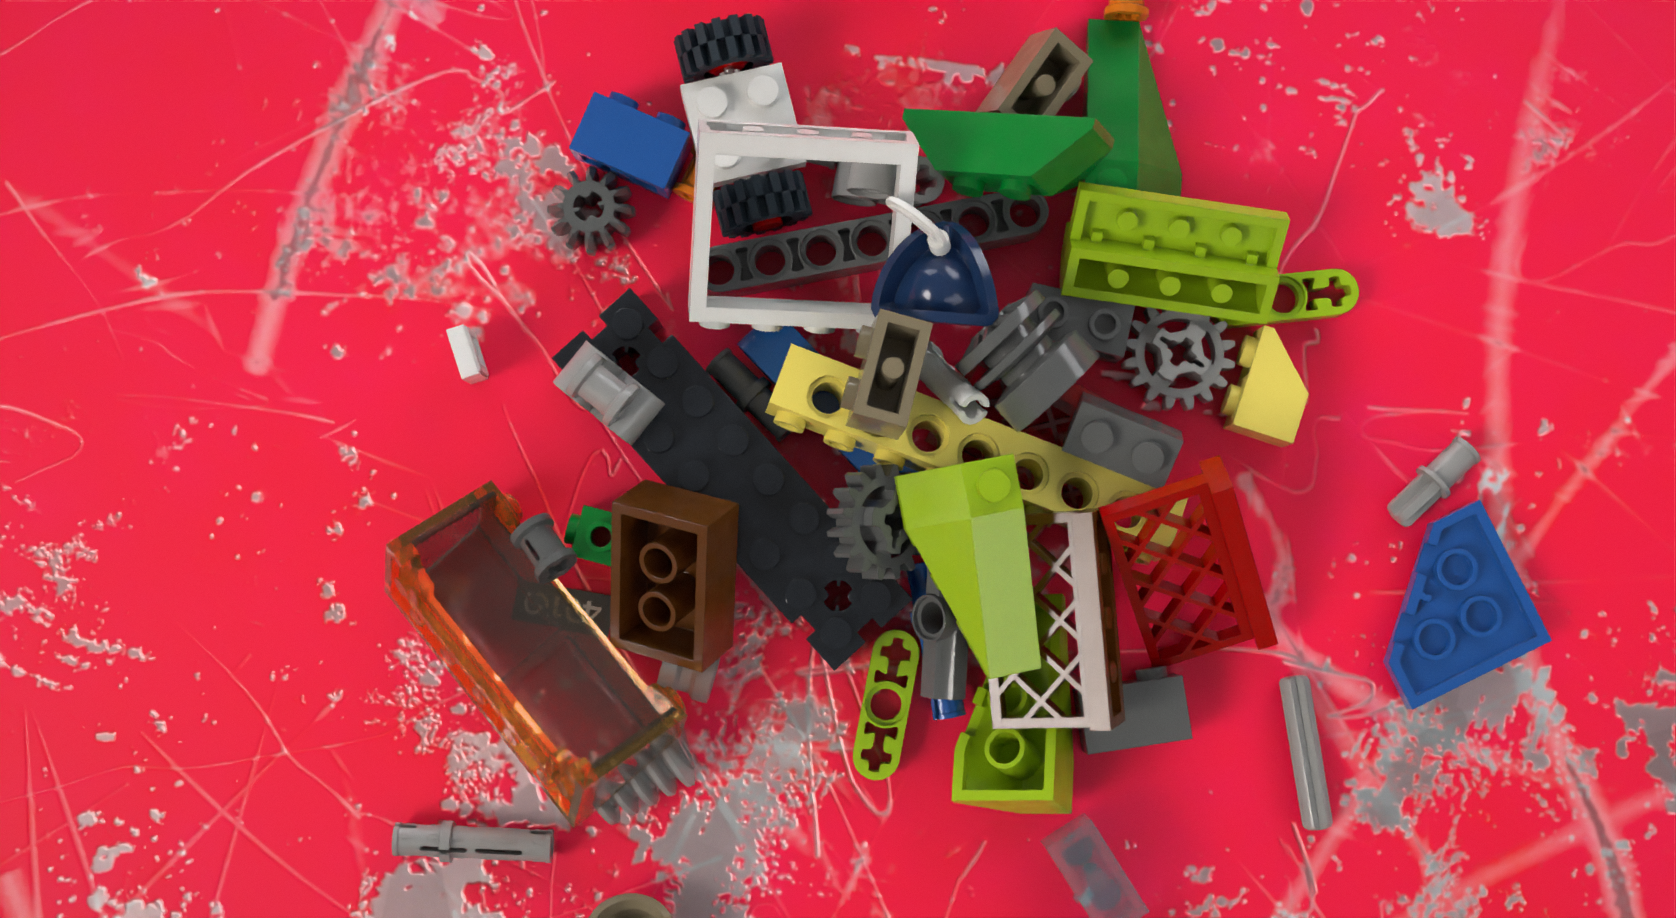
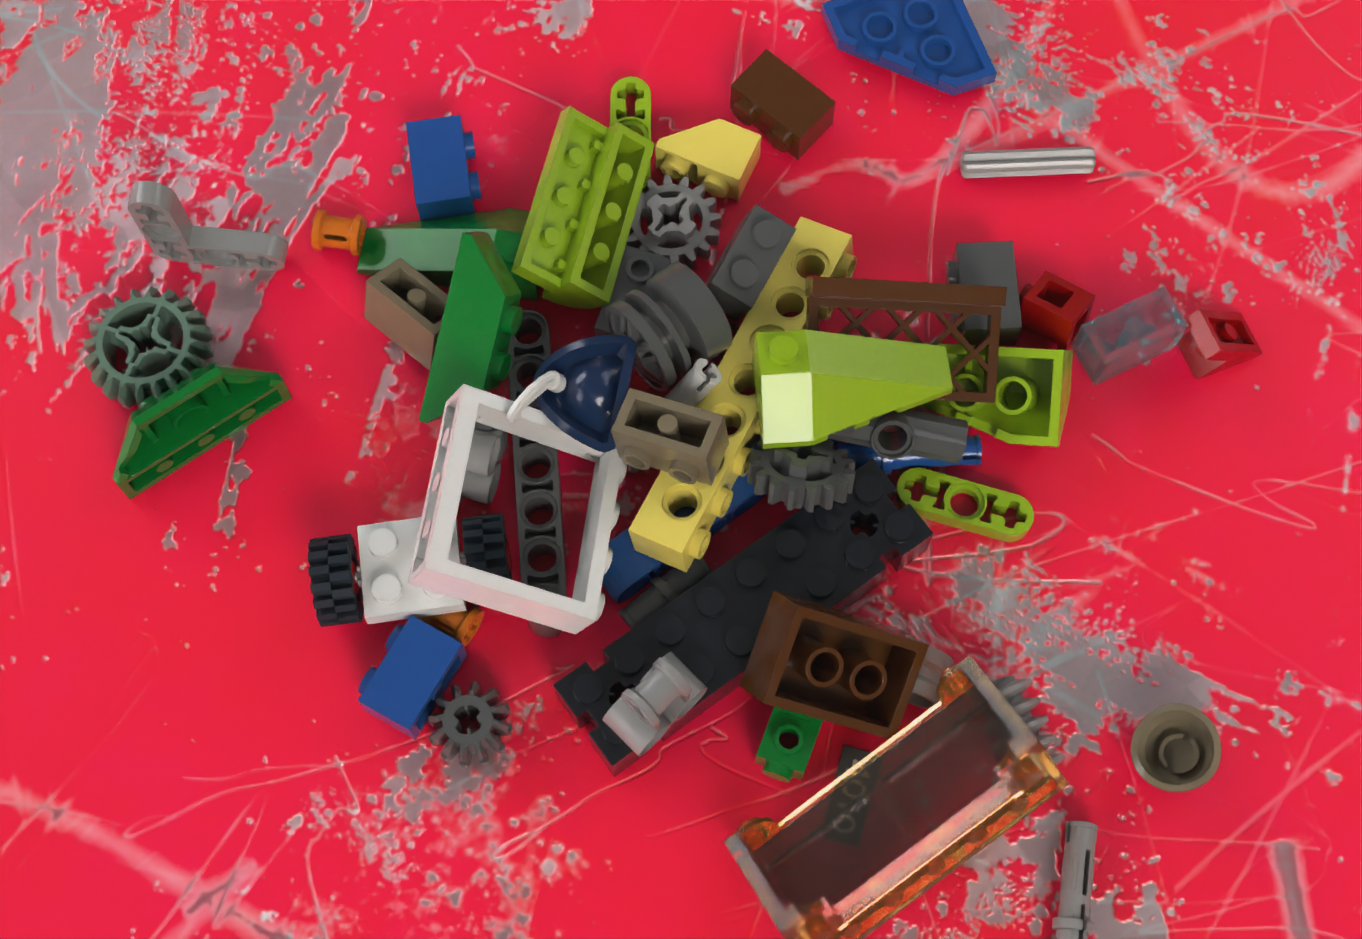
camera: 85 degrees left, 15 degrees down
(467, 354) = (595, 858): white tile -> none
(543, 548) = (795, 793): dark grey bush -> none
(1120, 791) = (1055, 309): none -> red brick
(1217, 92) = (441, 167): none -> blue brick
(1228, 545) = (860, 185): red fence -> none
(1341, 464) = (781, 105): none -> reddish brown brick
(1433, 482) = (802, 39): light grey axle -> none

